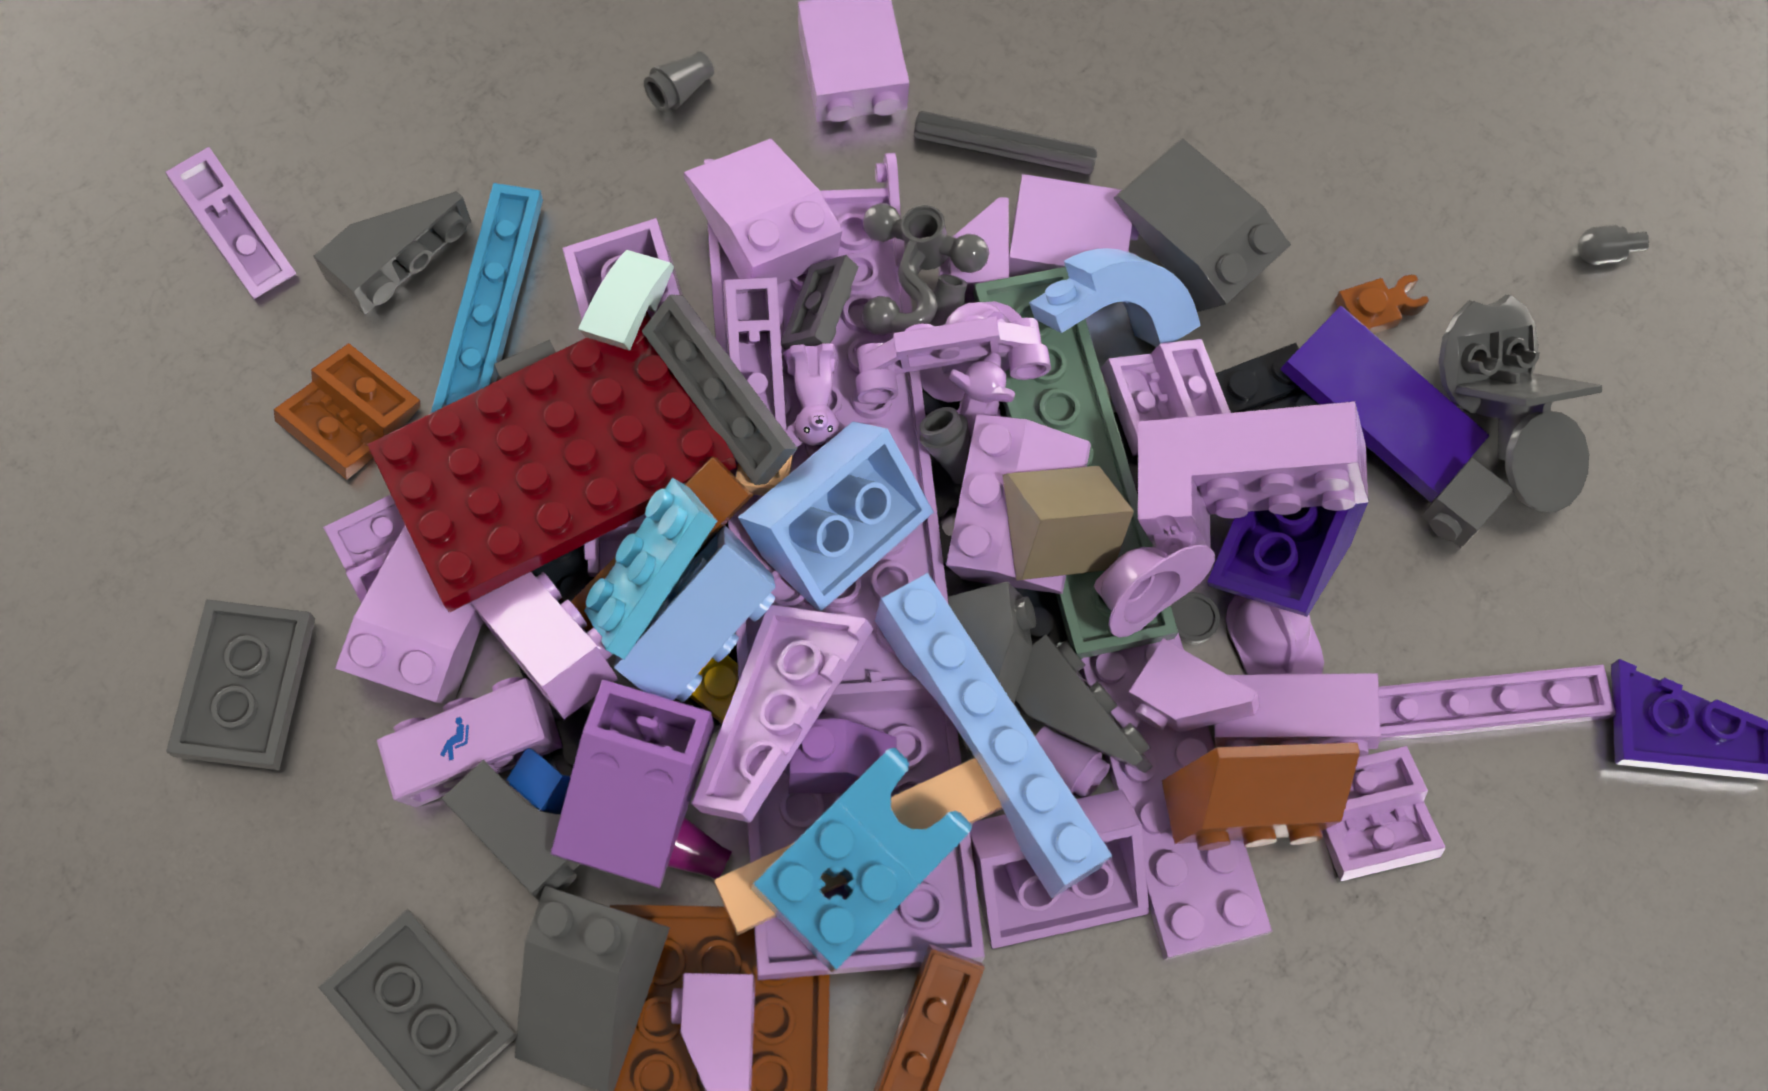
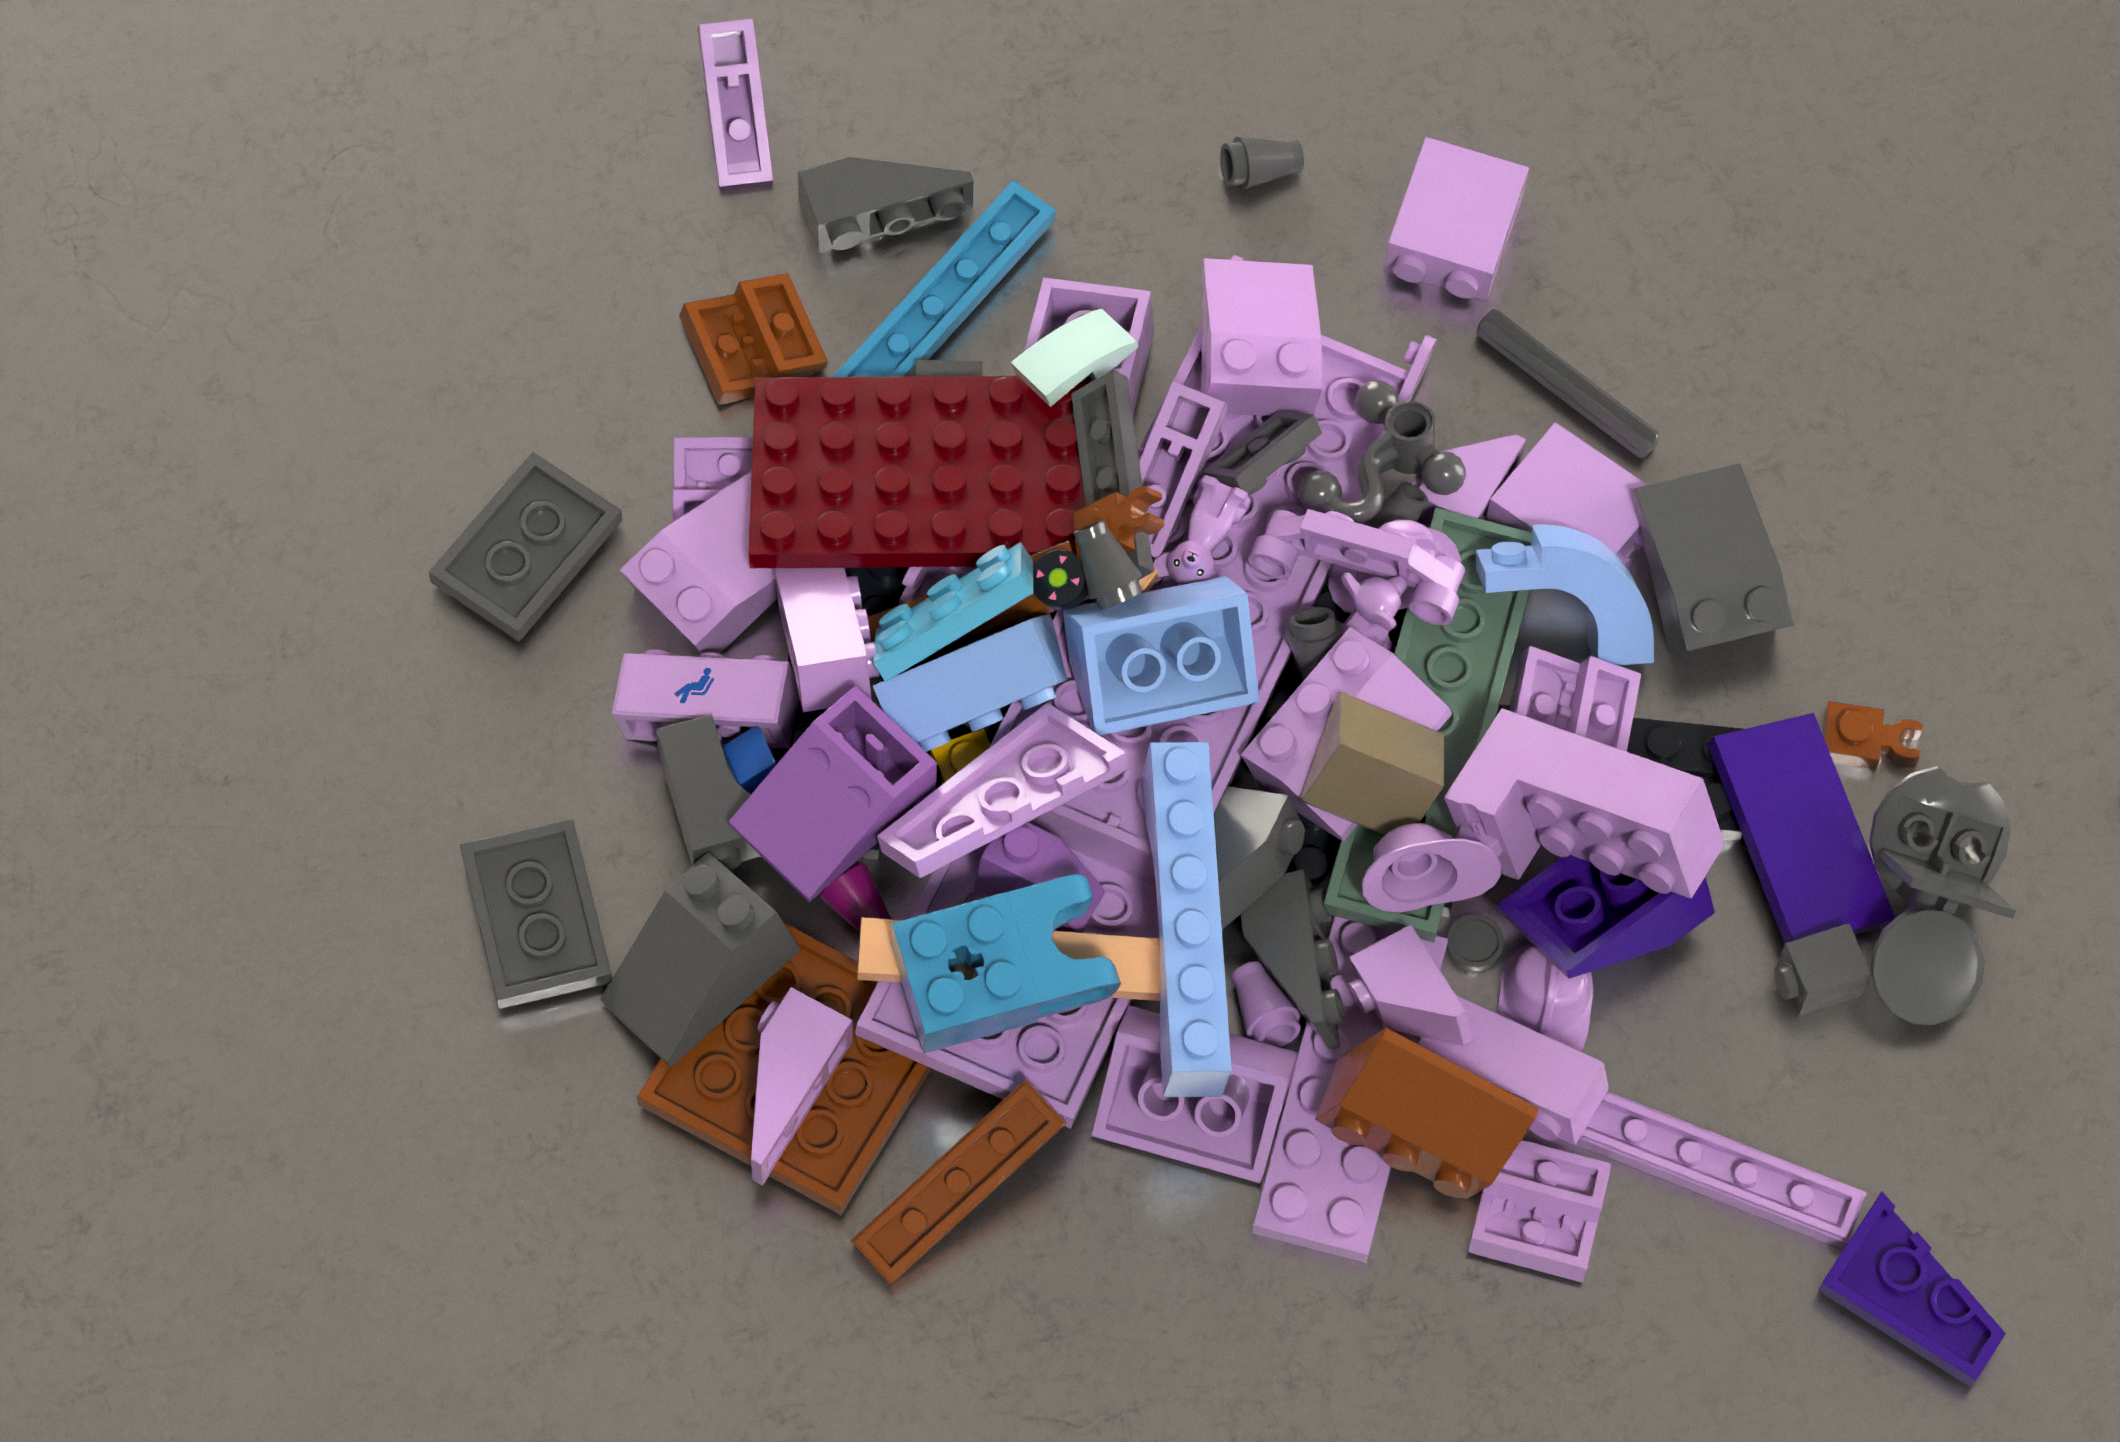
camera: 30 degrees right, 5 degrees down
(725, 493) = (1059, 580): none -> black tile
(740, 426) = (1123, 515): none -> dark orange plate
(761, 465) = (1106, 566): none -> dark grey cone

